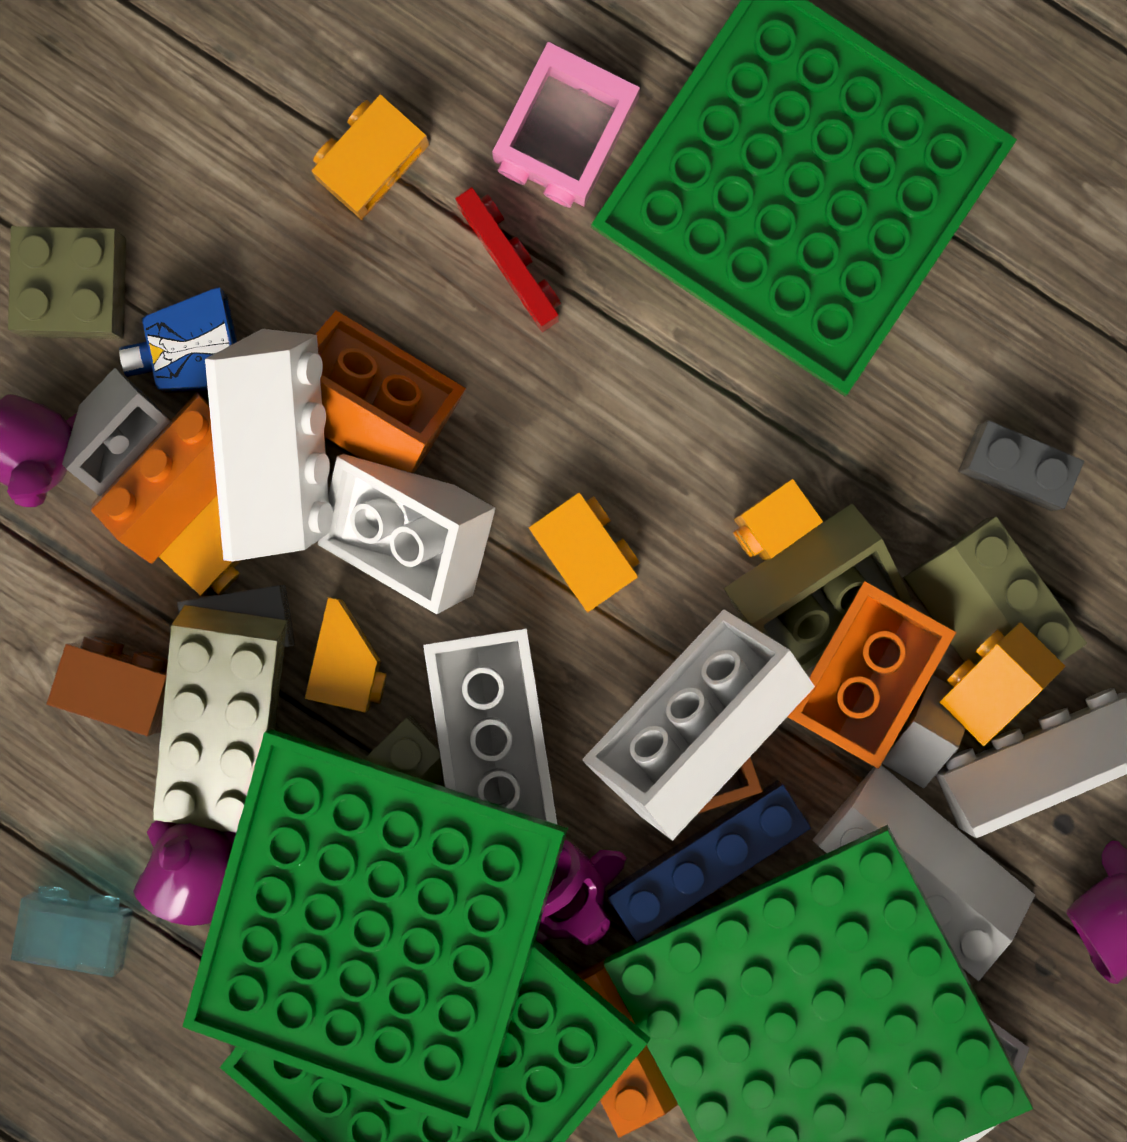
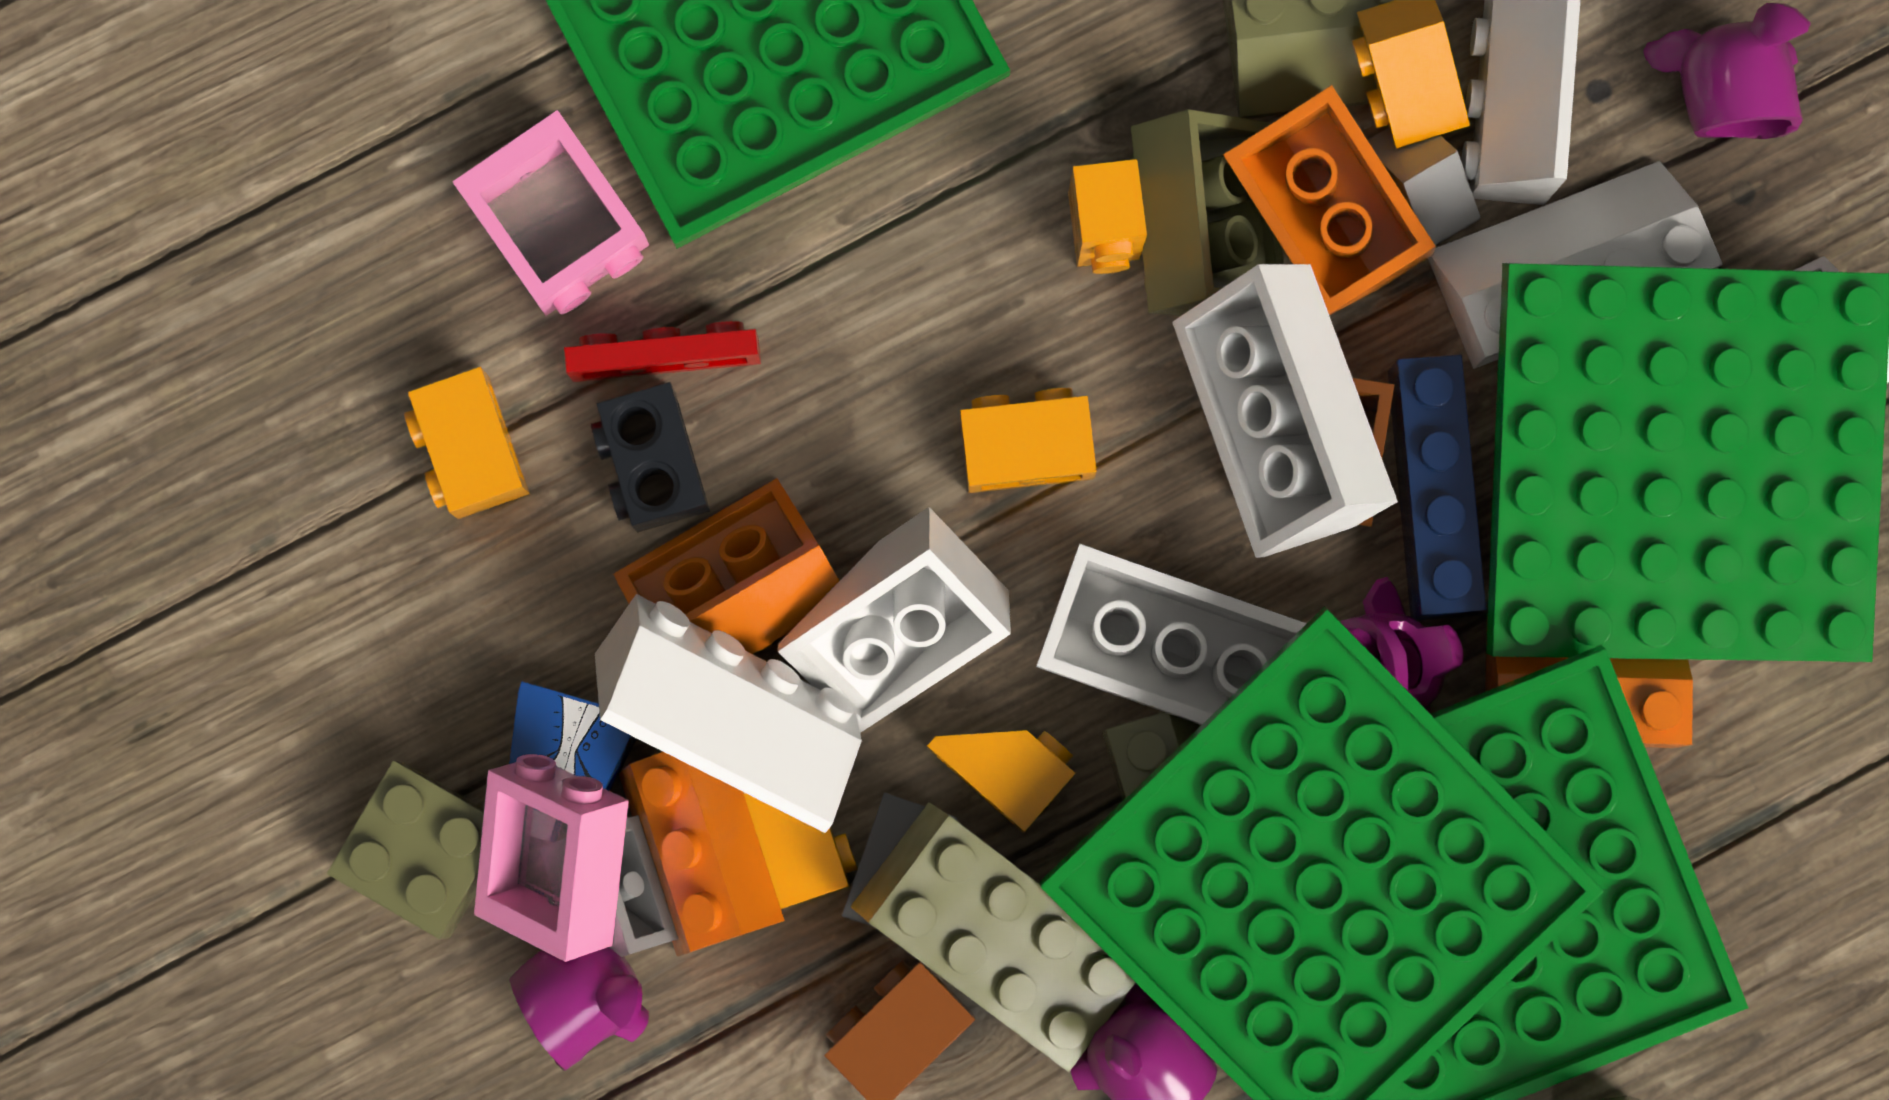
camera: 65 degrees left, 5 degrees down
(102, 376) = (550, 857): none -> bright pink window
(440, 301) = (665, 454): none -> black brick

